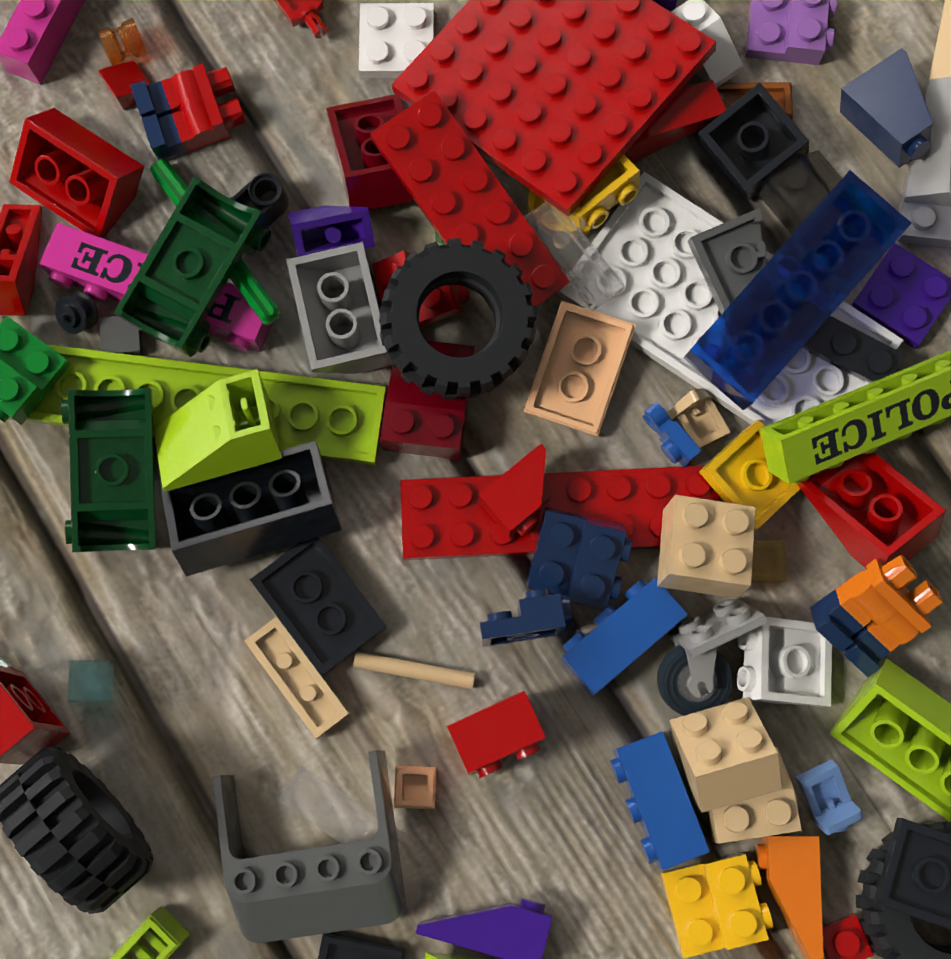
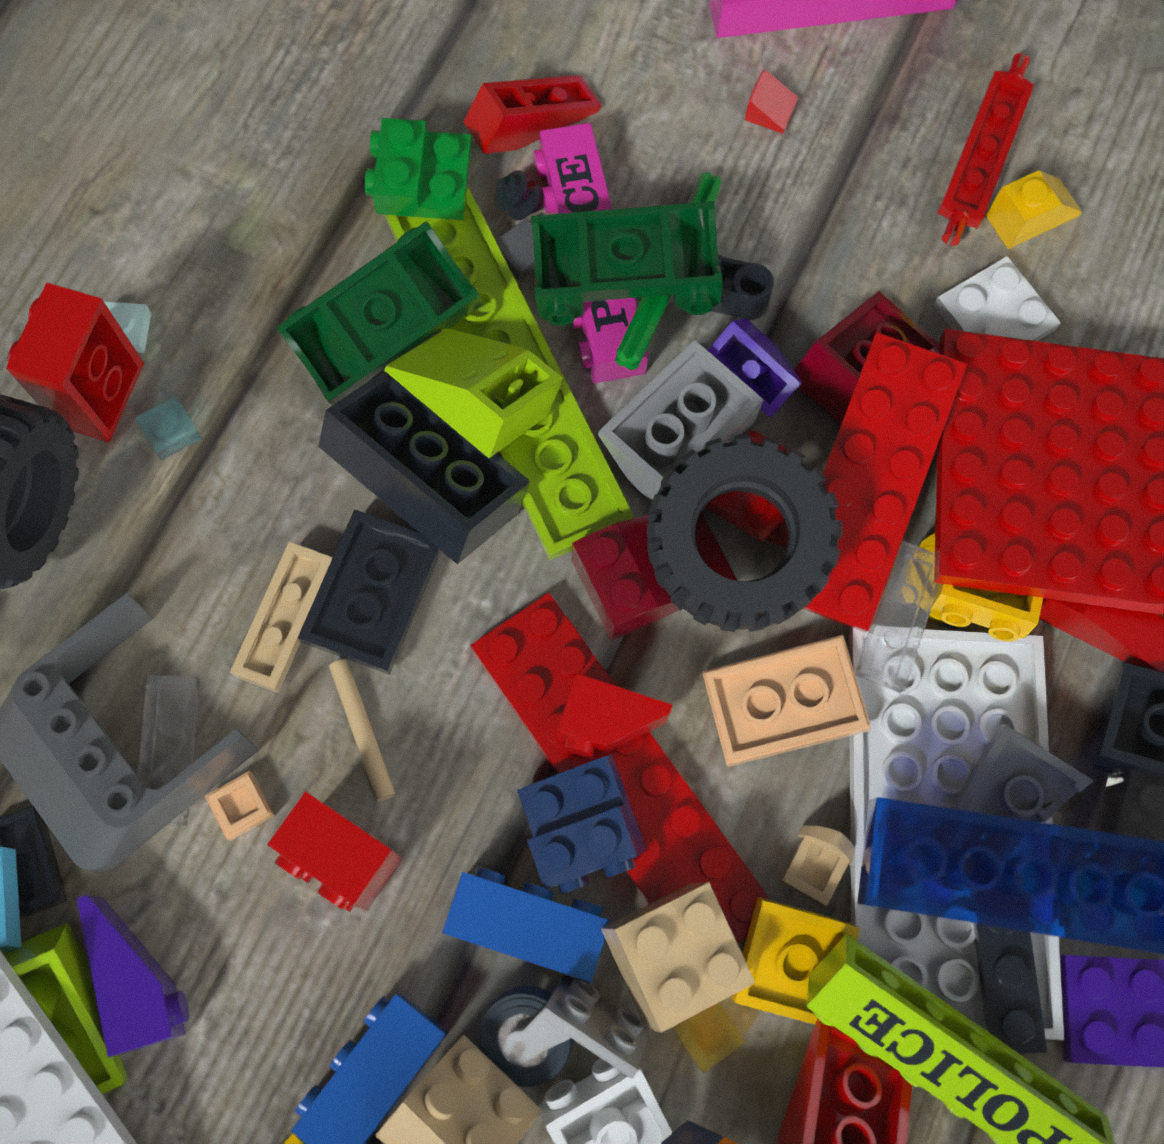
camera: 50 degrees right, 5 degrees down
(74, 172) = (652, 112): red slope -> none
(130, 38) = (807, 75): clear orange wheel -> none
(185, 111) = (781, 170): red hips -> none
(538, 617) = (485, 814): dark blue plate -> none
(676, 442) = (773, 854): blue plate -> none

